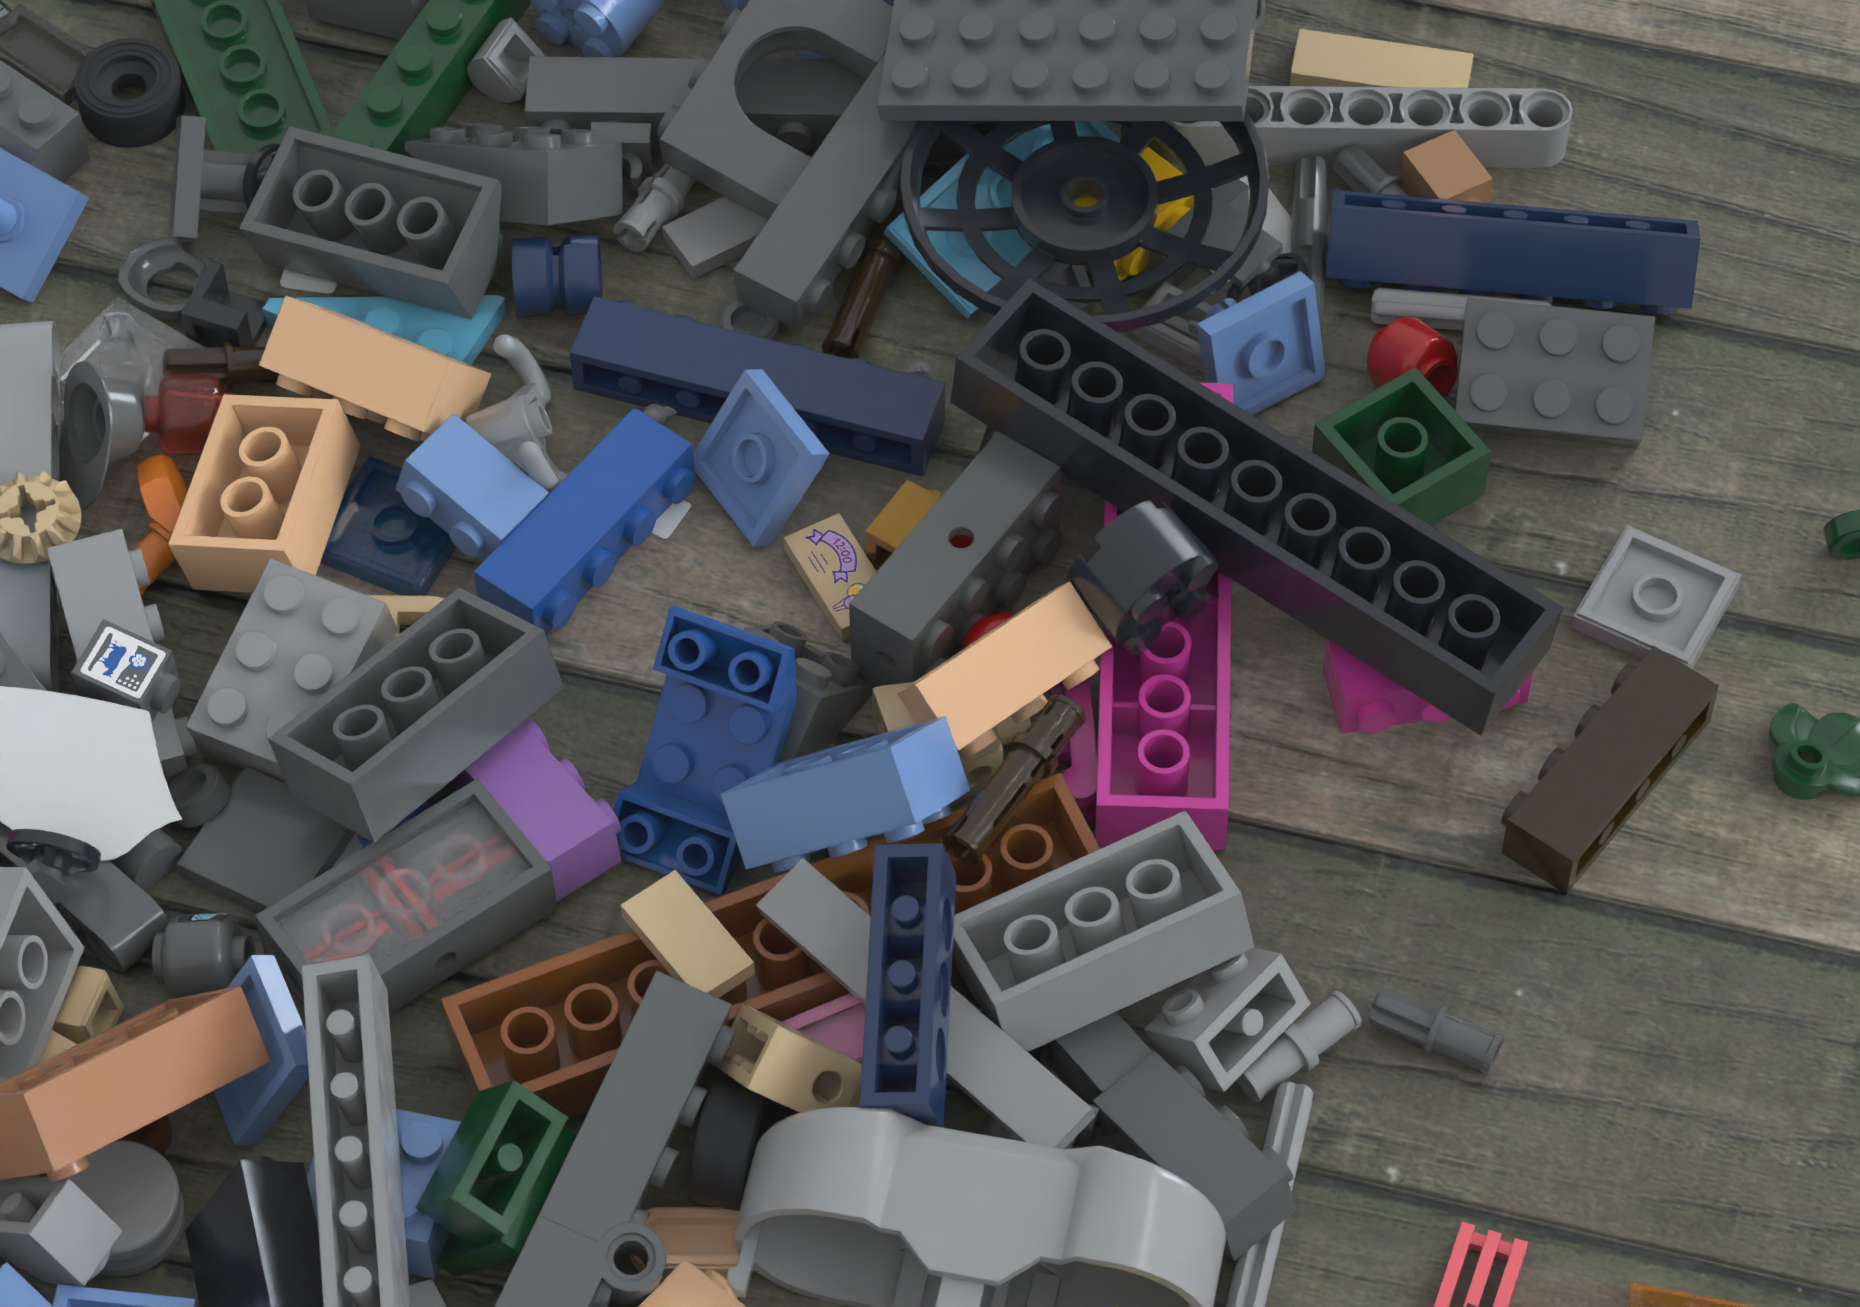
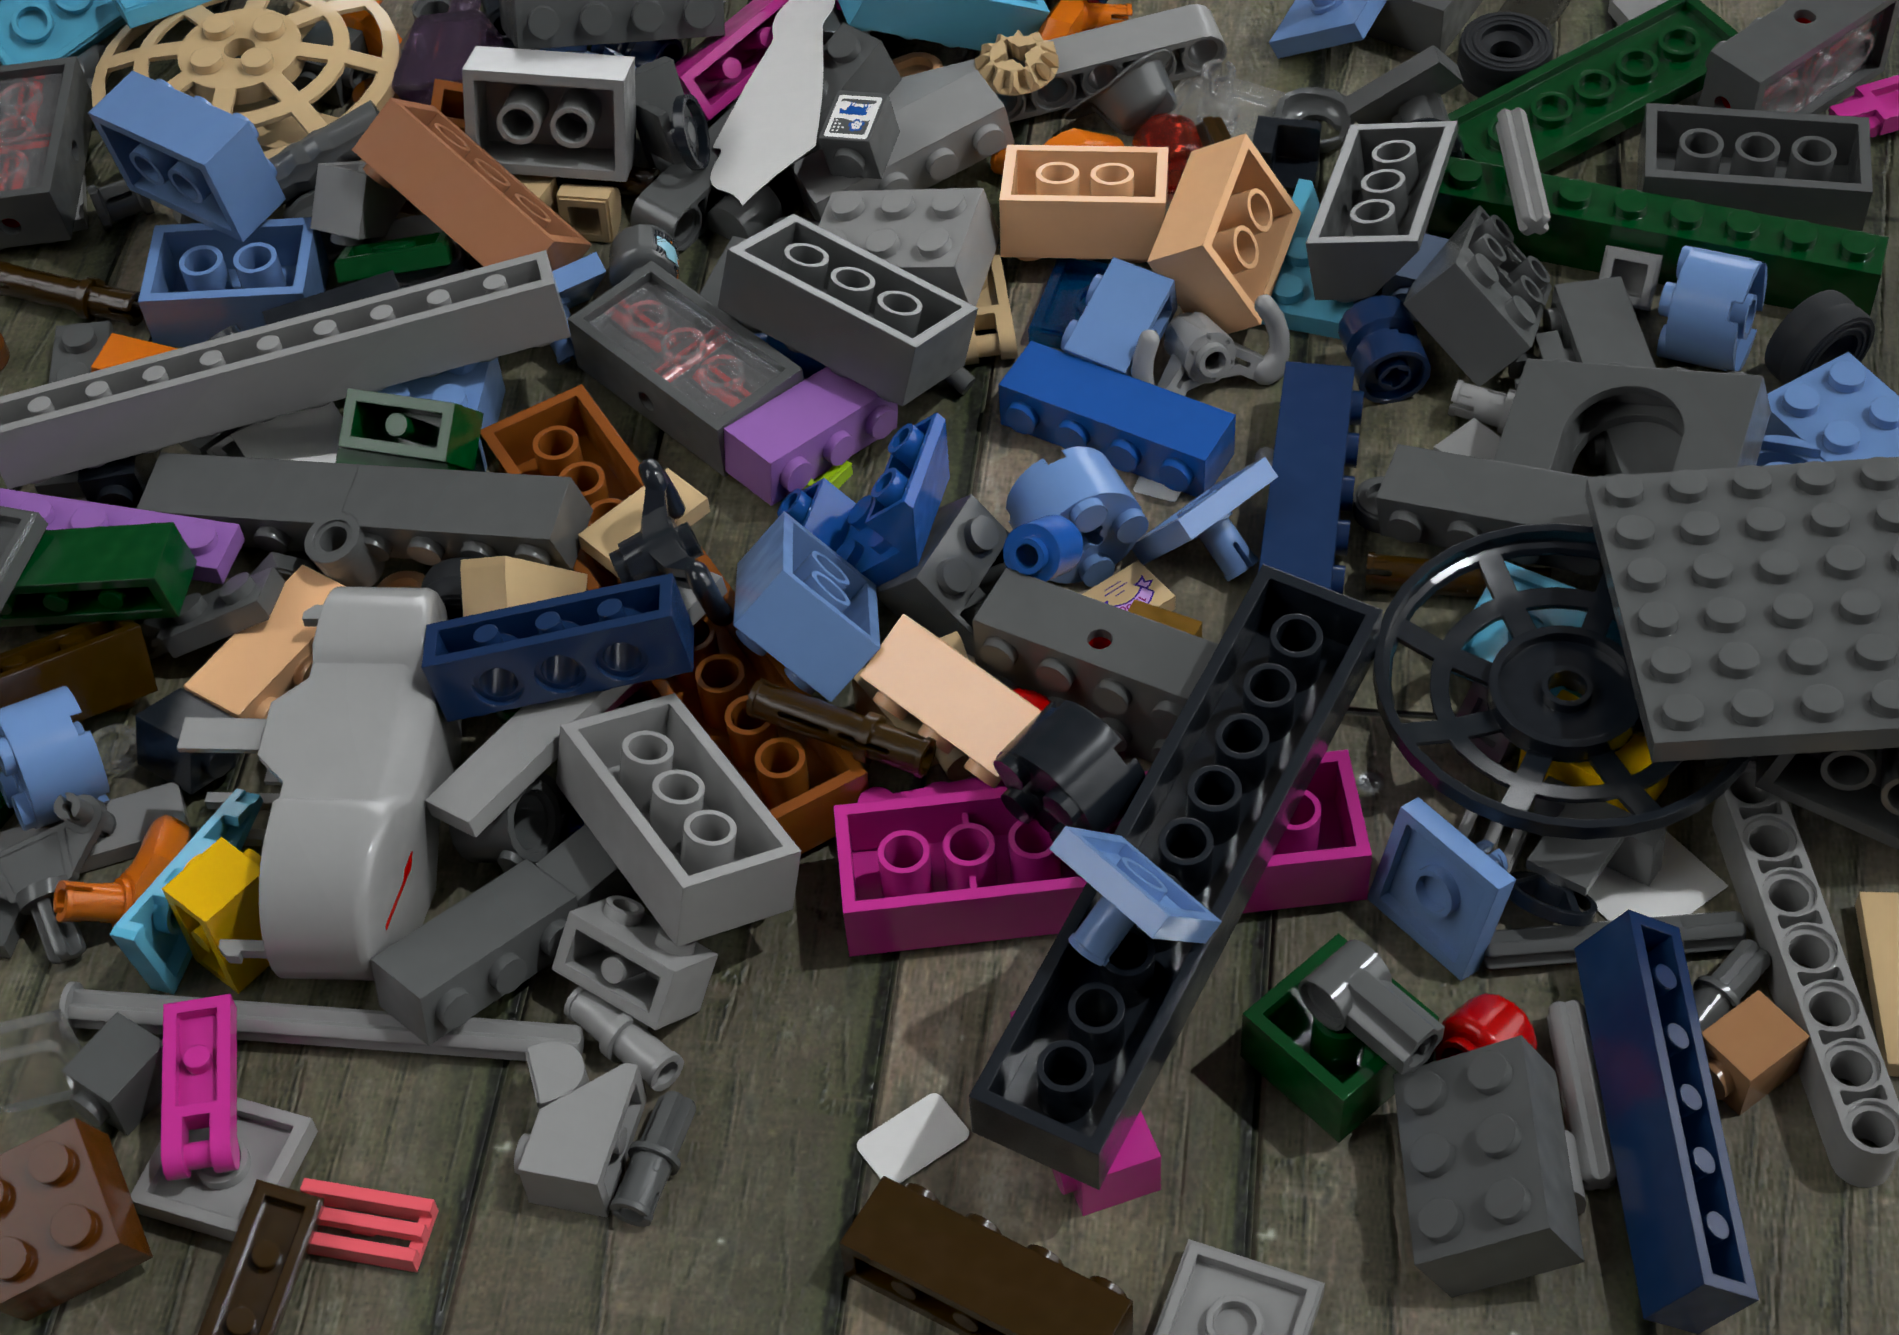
camera: 85 degrees right, 5 degrees down
(174, 1184) = (396, 255): none -> dark green tile
(385, 88) = (1523, 171): none -> light grey axle
(740, 563) = (1090, 496): none -> medium blue brick
(778, 889) = (668, 548): none -> black piece
(823, 572) = (1044, 547): none -> blue brick
(1343, 508) = (1131, 894): none -> medium blue tile
(1353, 1101) = (555, 1070): none -> light grey brick
(1404, 409) = (1358, 993): none -> dark grey piece
(1419, 1081) = (582, 1143): none -> light grey slope
(1431, 824) = (913, 1138): none -> white sticker

